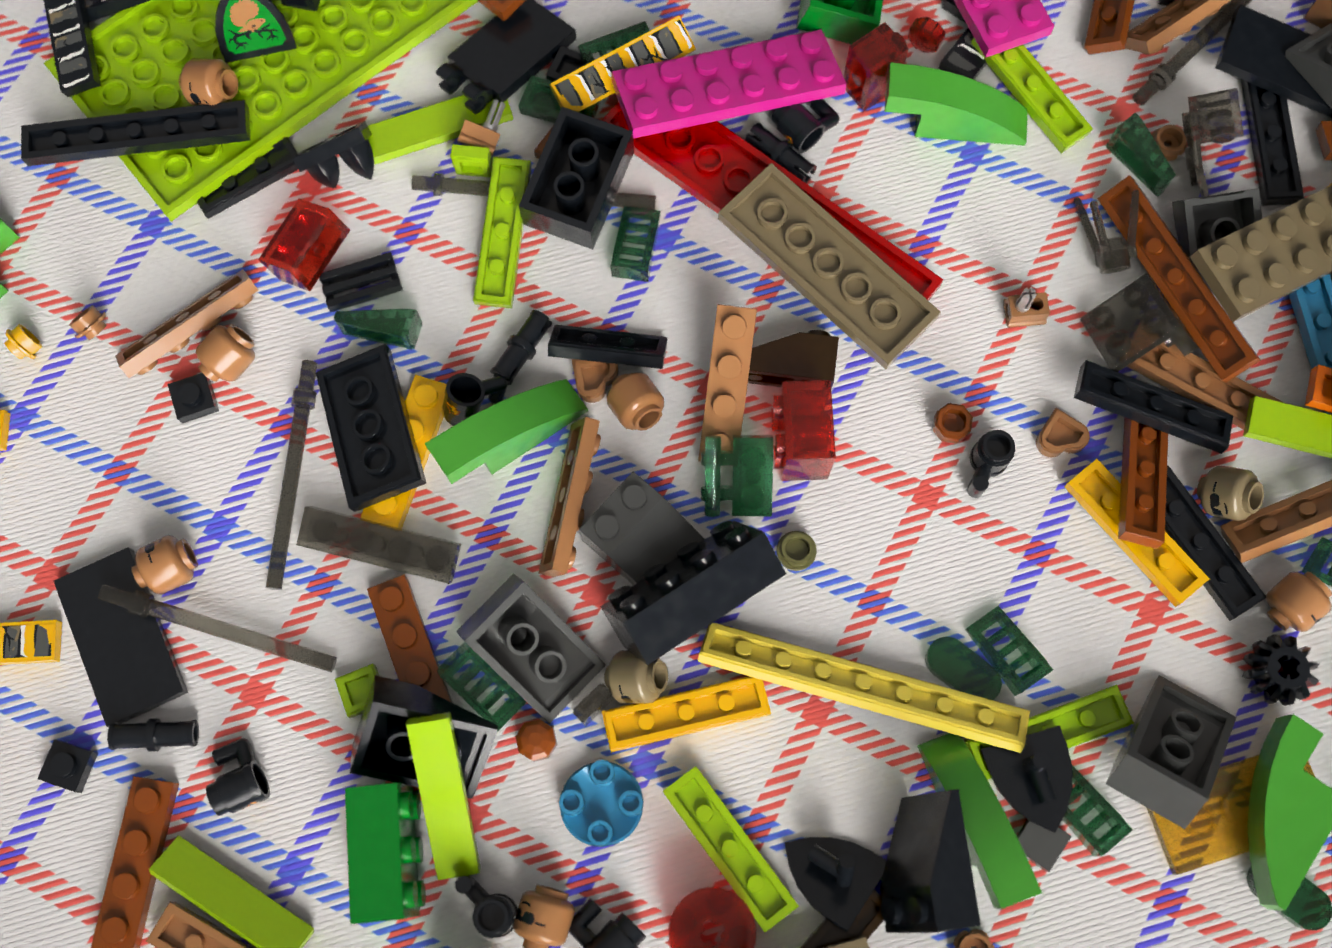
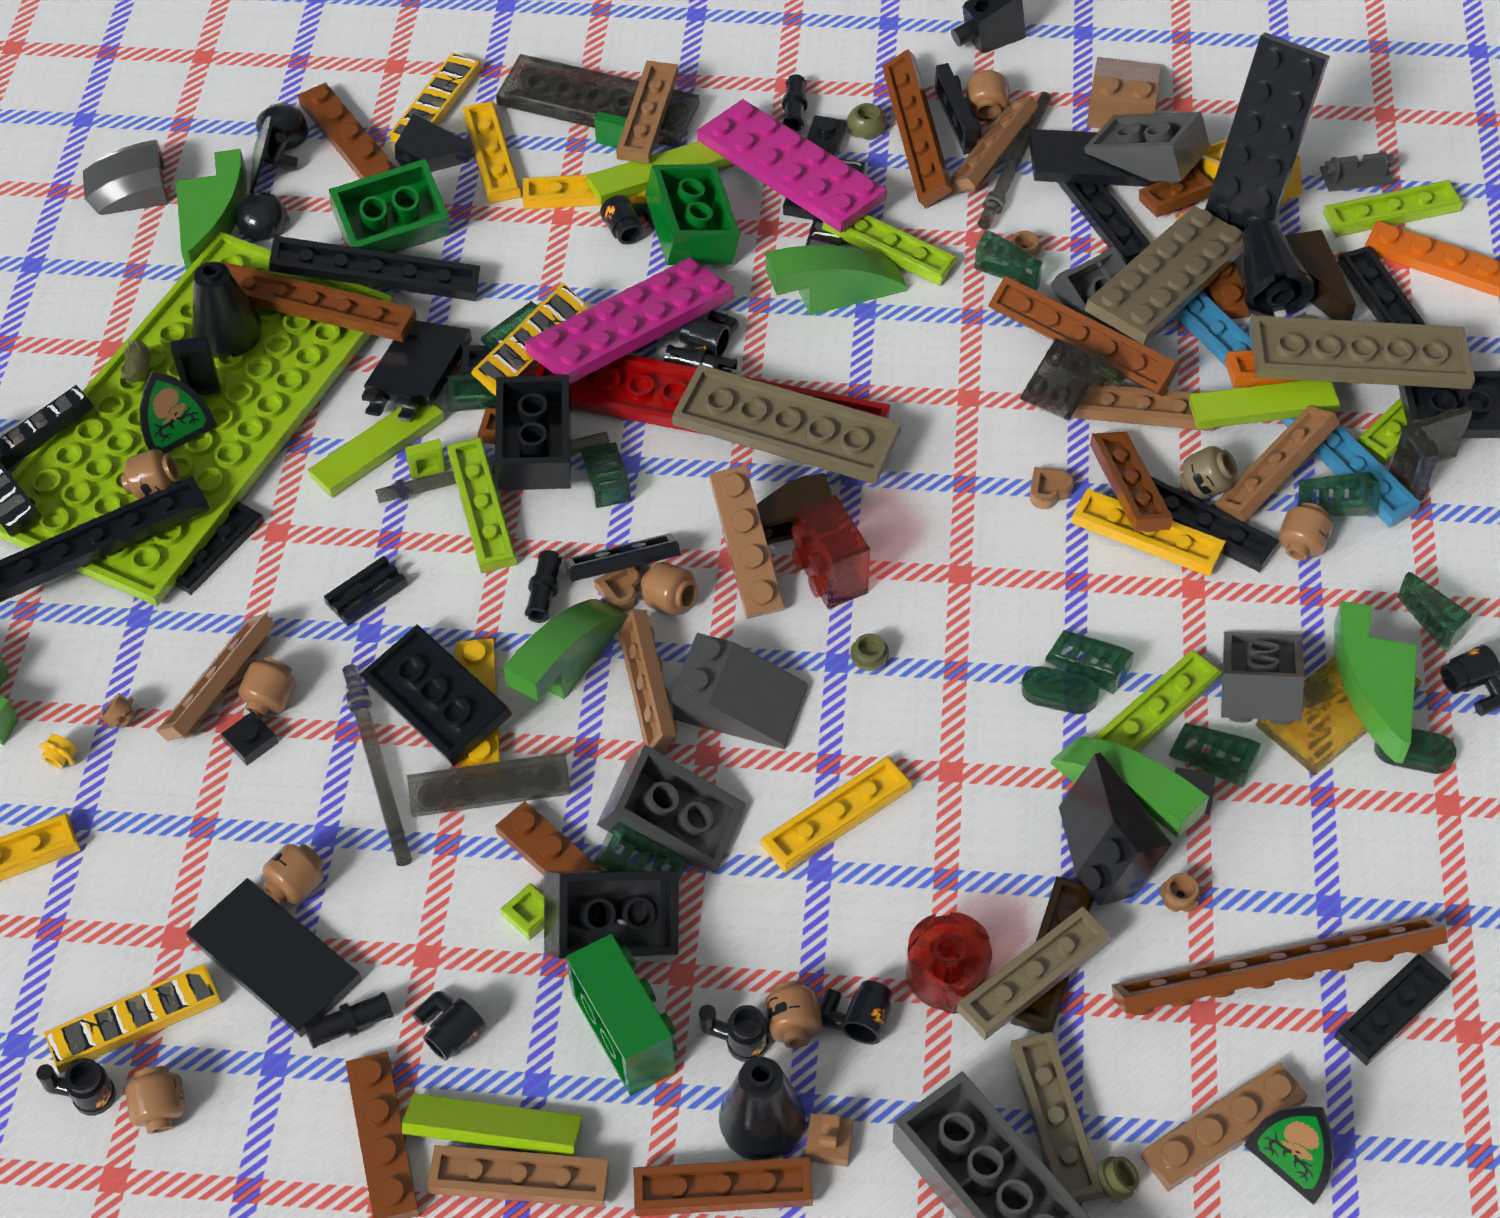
camera: 25 degrees left, 20 degrees down
(67, 766) = (273, 1083): black plate -> none
(143, 604) = (287, 912): clear smoke bar -> none
(304, 244) = (301, 574): clear red brick -> none
(351, 146) = (310, 485): black tile -> none
(385, 326) = (403, 613): clear green slope -> none
(443, 795) = (654, 944): lime tile -> none
(466, 393) = (513, 631): black piece -> none
(485, 135) = (423, 433): medium nougat piece -> none
(536, 740) = (713, 886): dark orange tile -> none
(593, 704) = (751, 832): clear smoke tile -> none
(601, 804) = (798, 910): dark azure dish -> none
(634, 680) = (778, 796): dark tan head -> none
(692, 590) = (794, 699): black brick -> none
(730, 849) = (924, 893): lime plate -> none
(750, 475) = (800, 605): clear green plate -> none
(834, 876) = (1031, 882): black shield -> none
(865, 687) = (980, 728): light yellow tile -> none
(869, 64) = (747, 267): clear red brick -> none
(926, 35) = (781, 234): clear red tile -> none
(952, 423) = (953, 509): dark orange tile -> none
(989, 459) = (999, 521): black piece -> none
(1018, 309) = (971, 403): medium nougat piece -> none
(1037, 779) = (1162, 735): black shield -> none
(1110, 253) = (1021, 339): clear smoke plant -> none
(1154, 407) = (1113, 432): black tile -> none
(1213, 119) = (1050, 216): clear smoke bracket -> none
(1294, 677) = (1317, 586): black gear -> none

